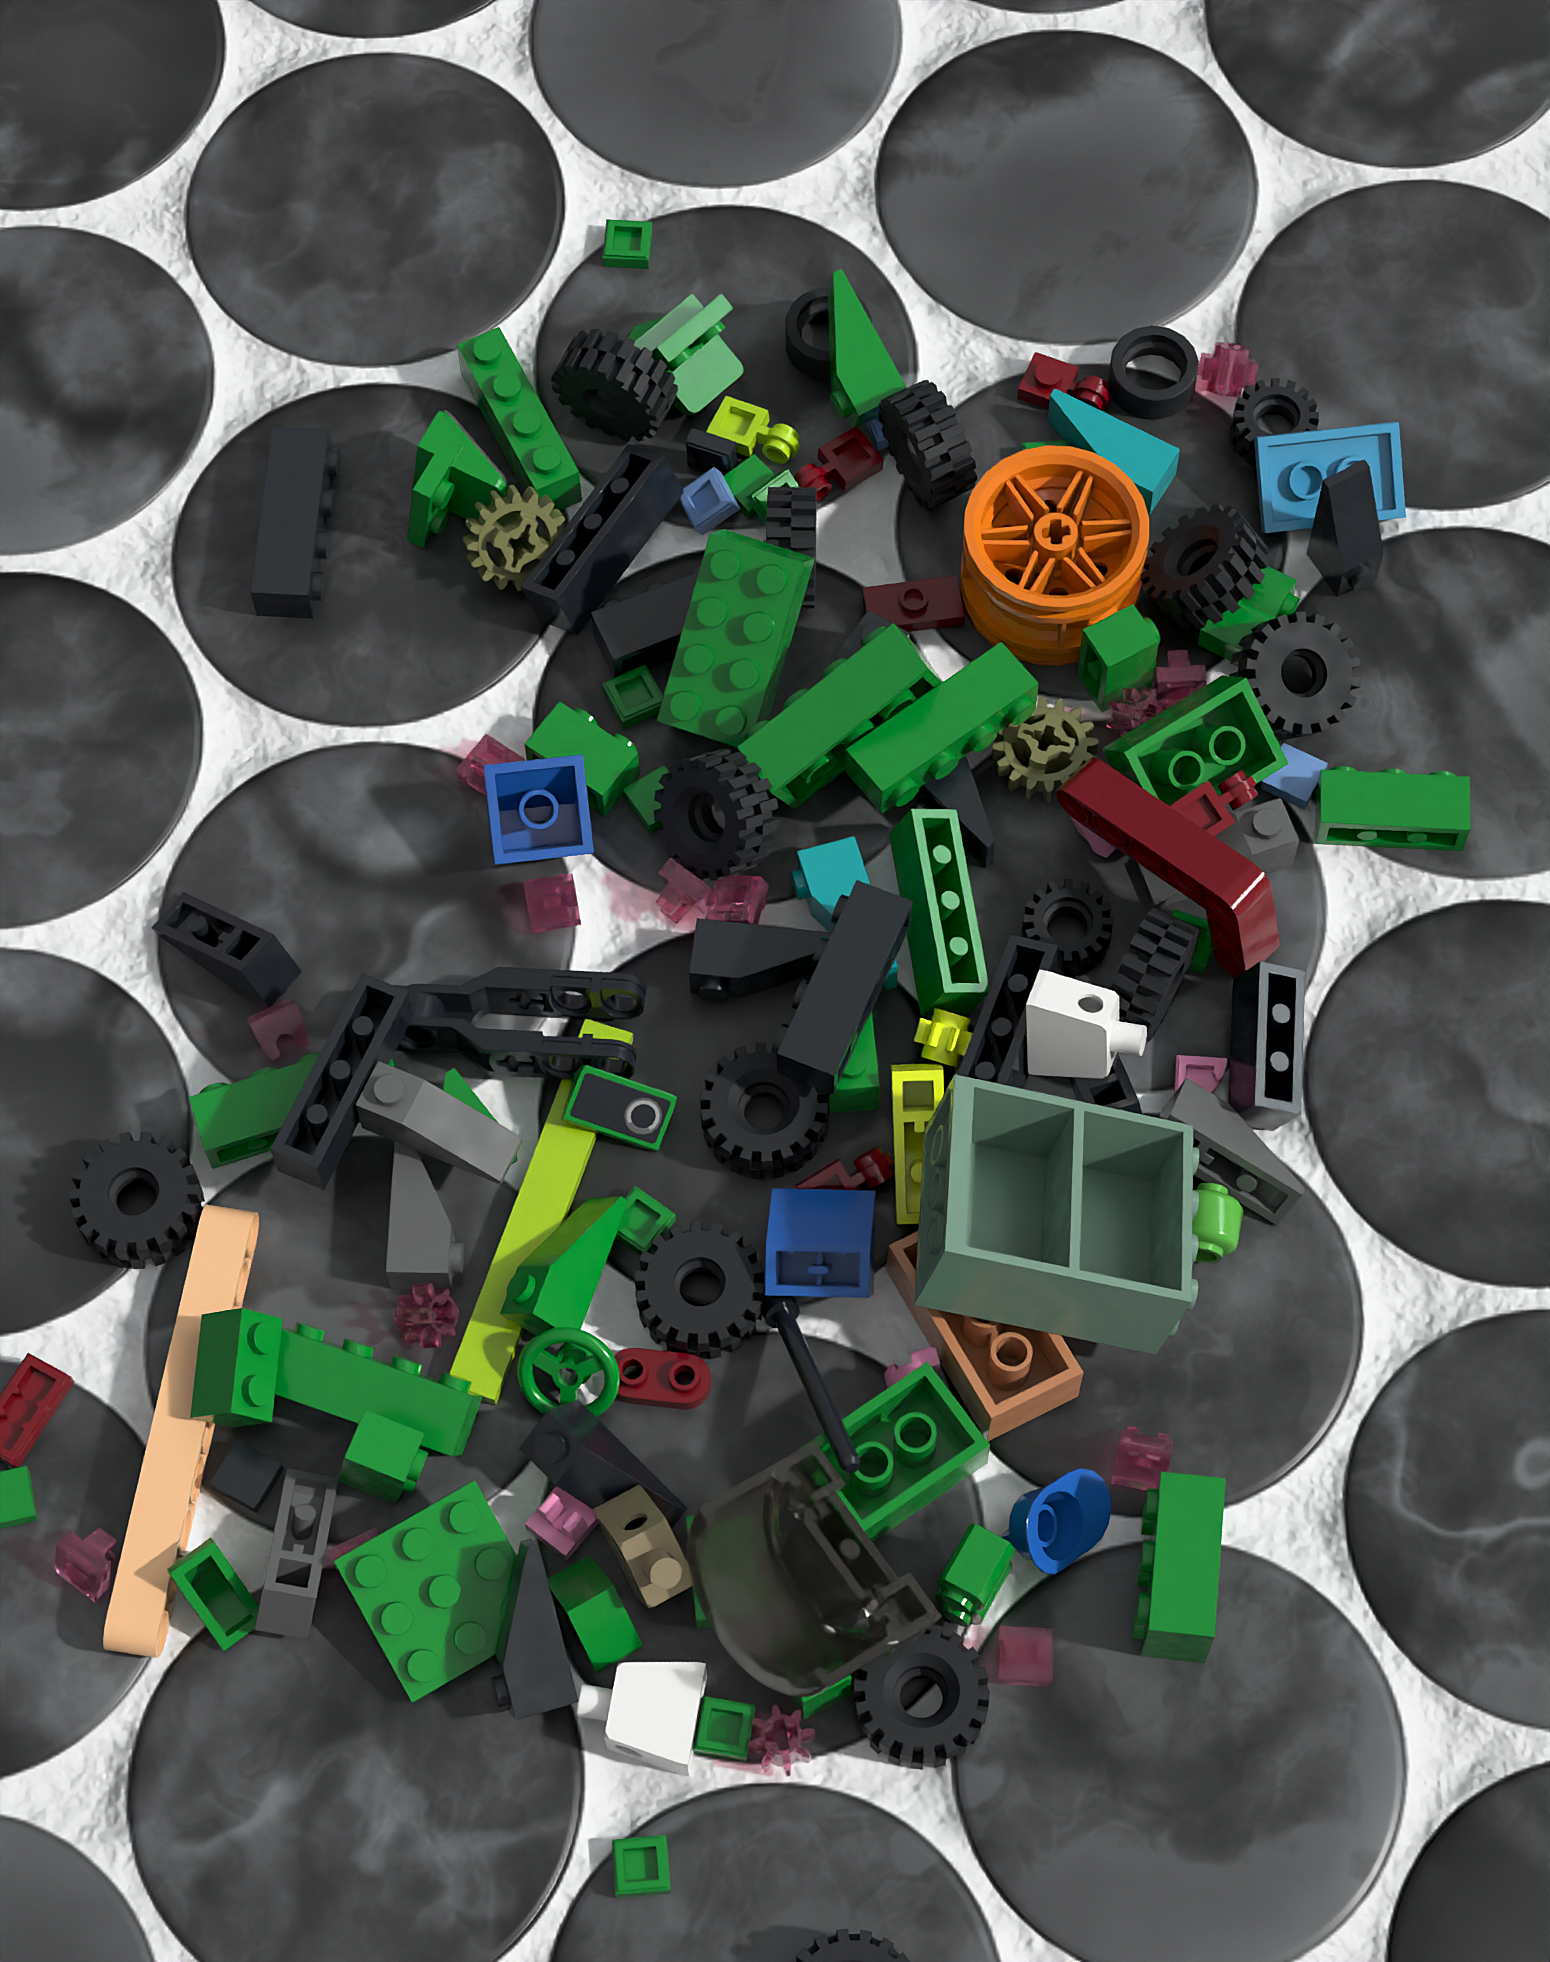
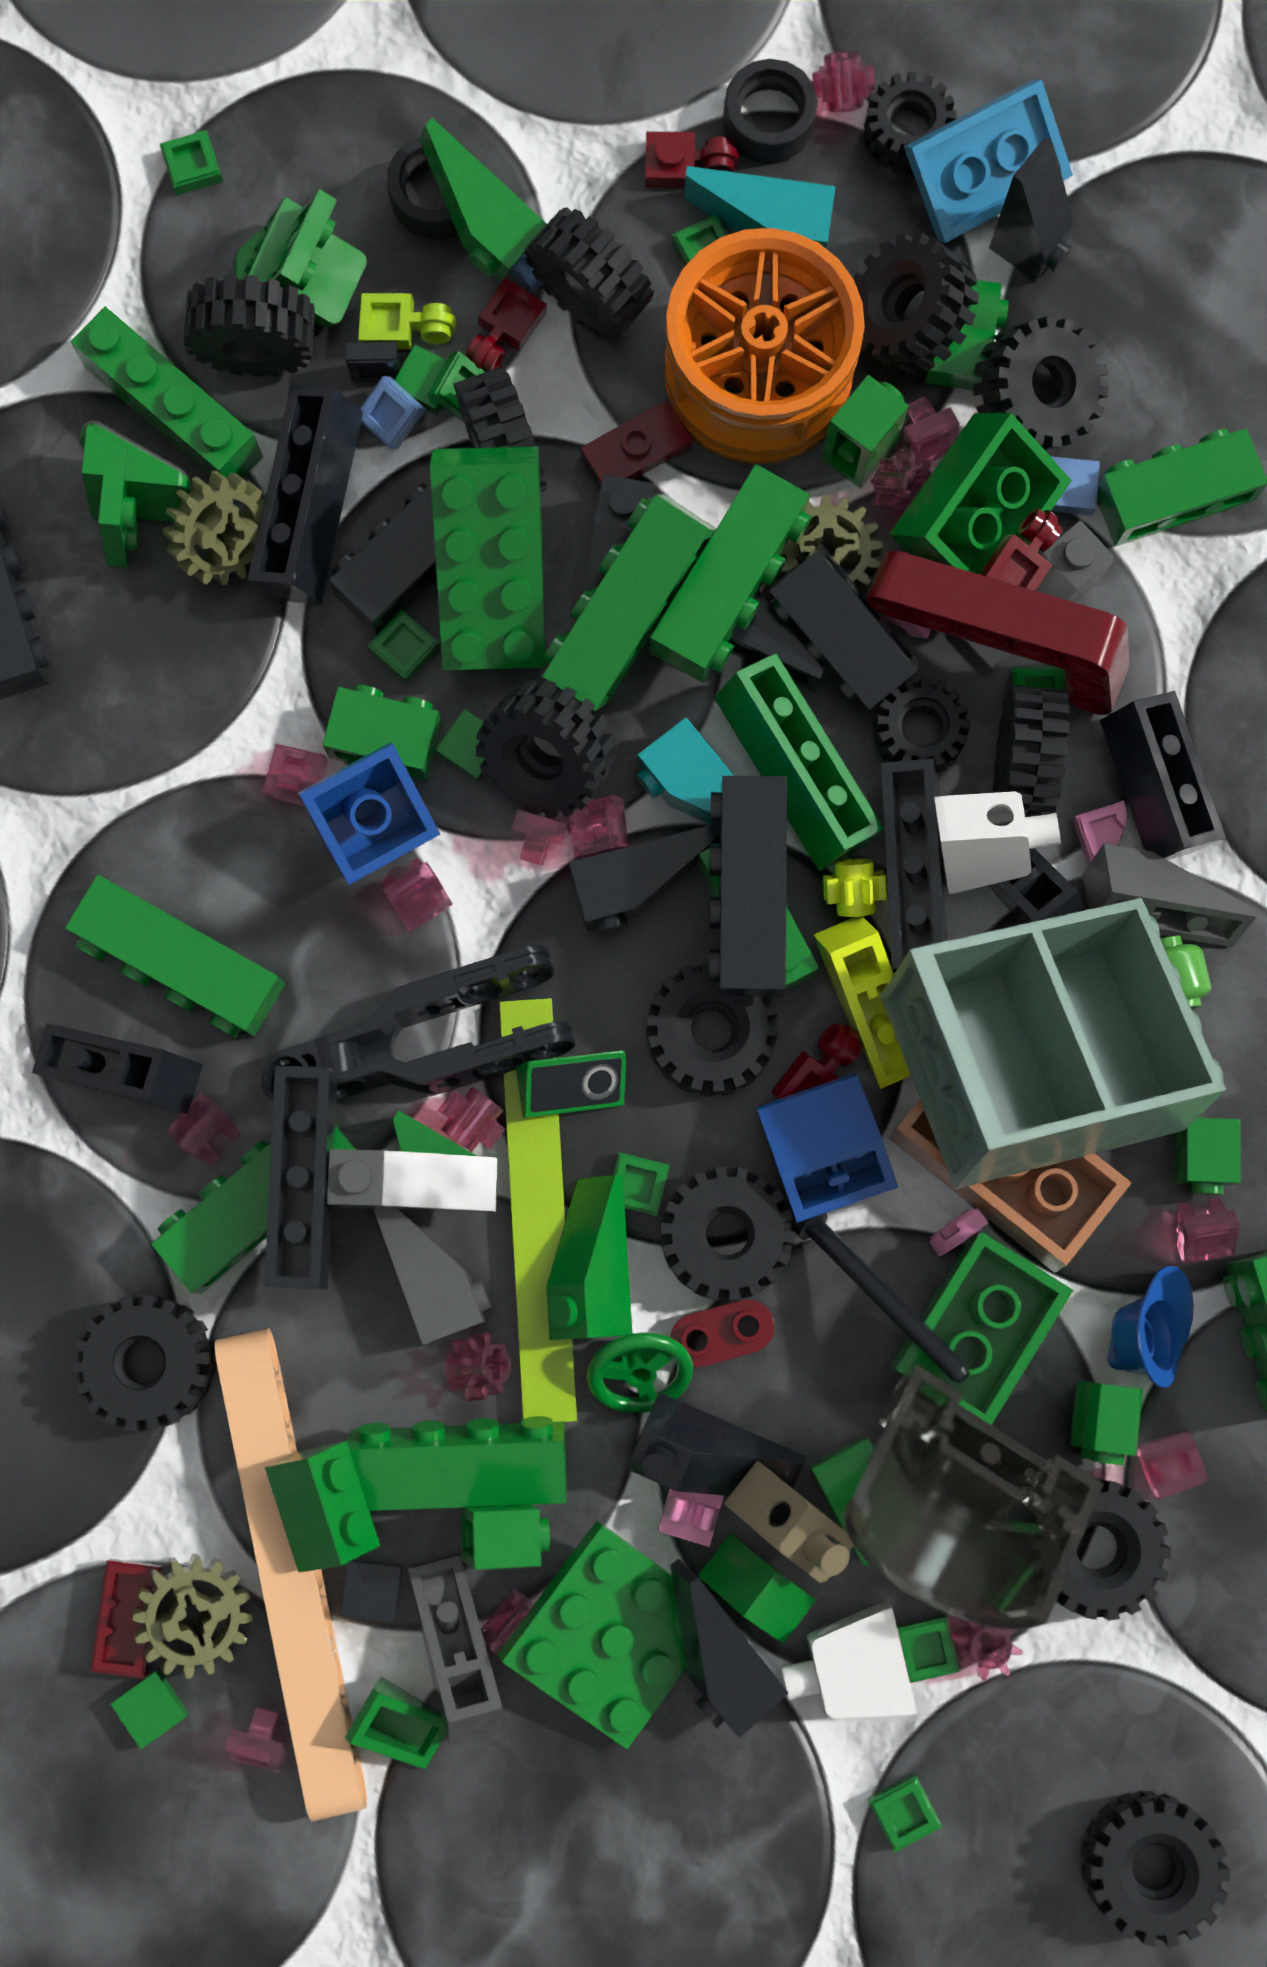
camera: 25 degrees left, 15 degrees up
(55, 1426) = (170, 1623): none -> olive gear
(319, 876) = (175, 956): none -> green brick
(516, 1104) = (471, 1119): none -> clear pink gear
(1027, 811) = (843, 628): none -> black brick
(1173, 1389) = (1209, 1155): none -> green brick

